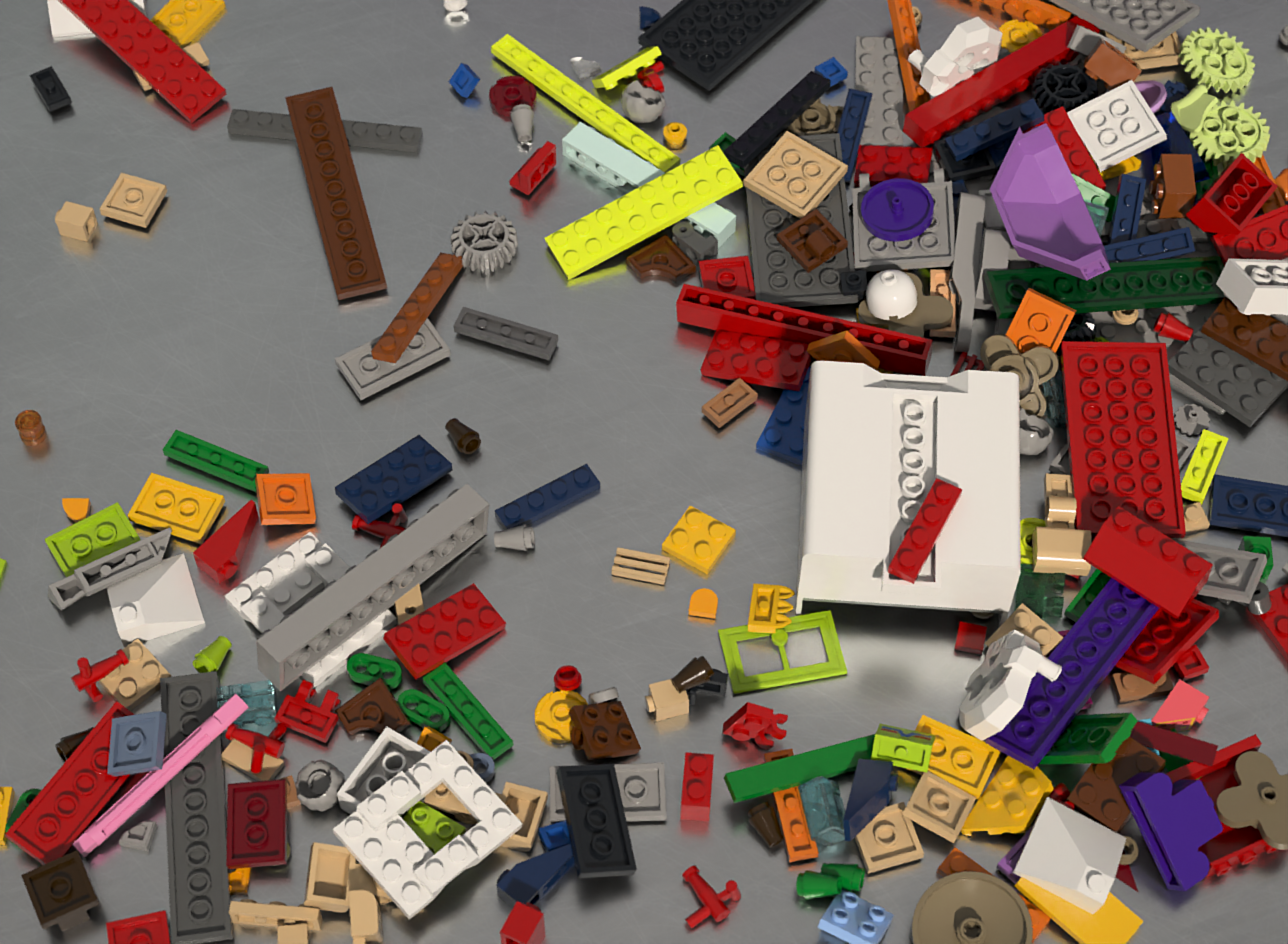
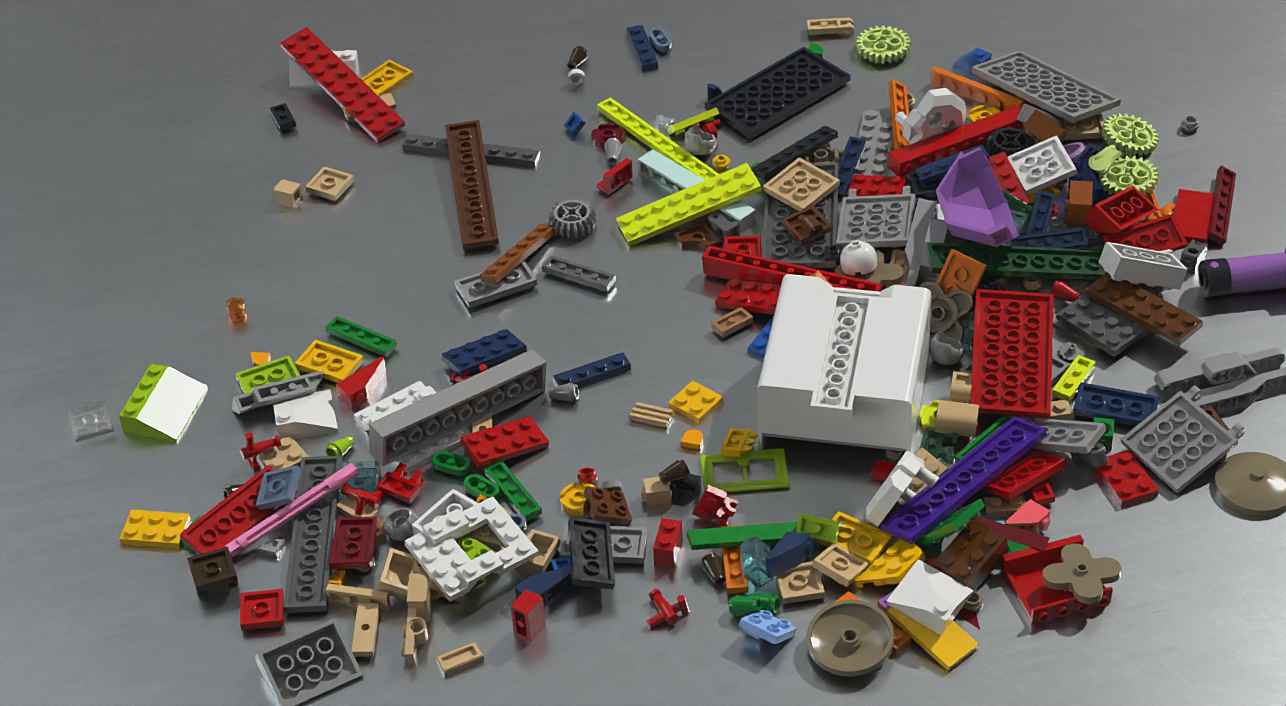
camera: 10 degrees right, 15 degrees down
(285, 499) = (405, 359): orange plate -> none
(373, 710) = (444, 482): reddish brown tile -> none
(464, 437) = (538, 332): dark brown cone -> none
(832, 70) = (843, 129): blue plate -> none
(897, 209) = (872, 209): dark purple piece -> none
(925, 531) = (845, 375): red plate -> none
(1148, 562) = (1015, 421): red slope -> none
(1173, 824) = (1007, 579): dark purple brick -> none

